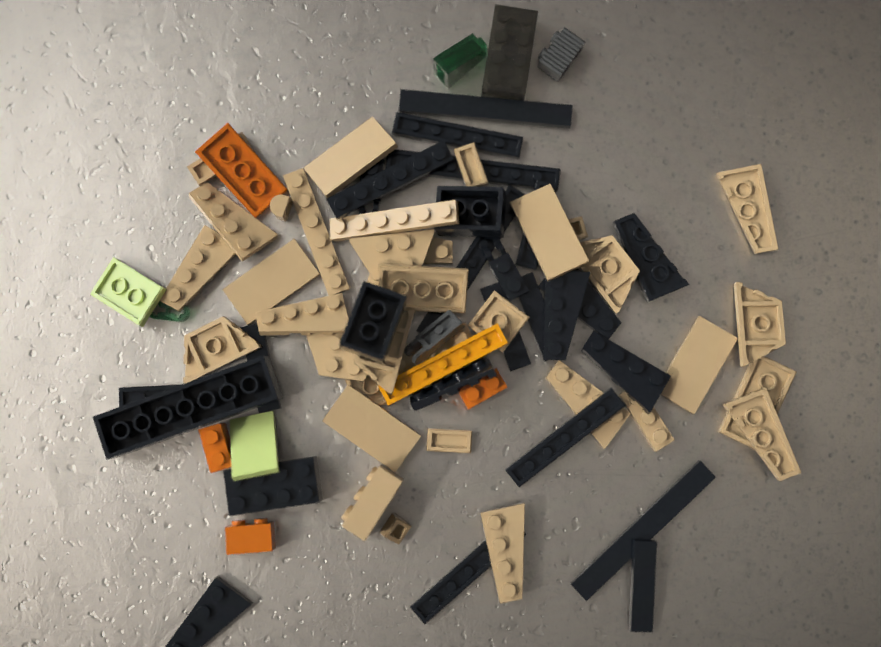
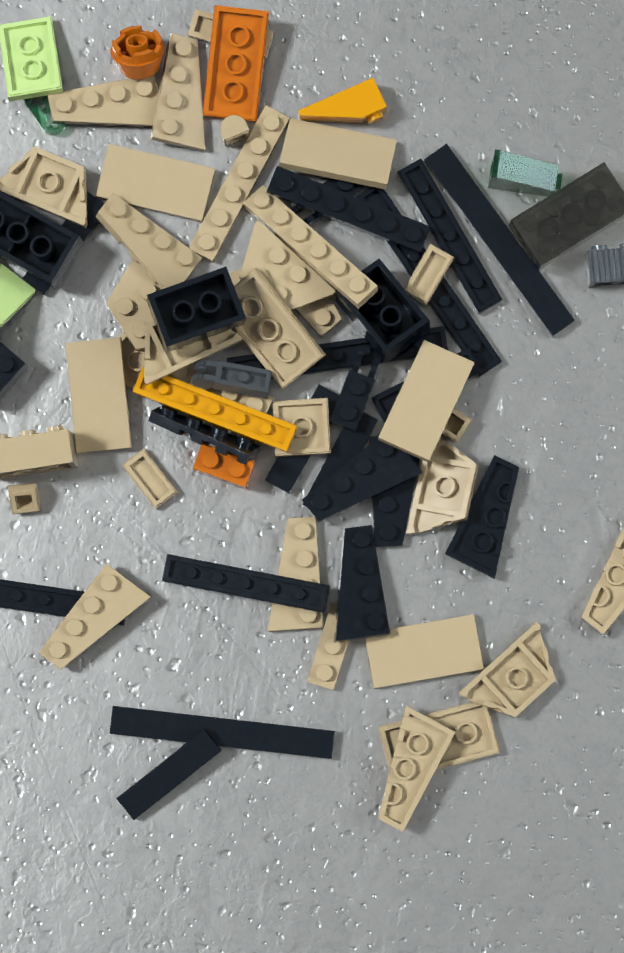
camera: 50 degrees right, 0 degrees up
(182, 223) = (137, 52): none -> orange cone
(329, 124) = (349, 106): none -> light orange slope

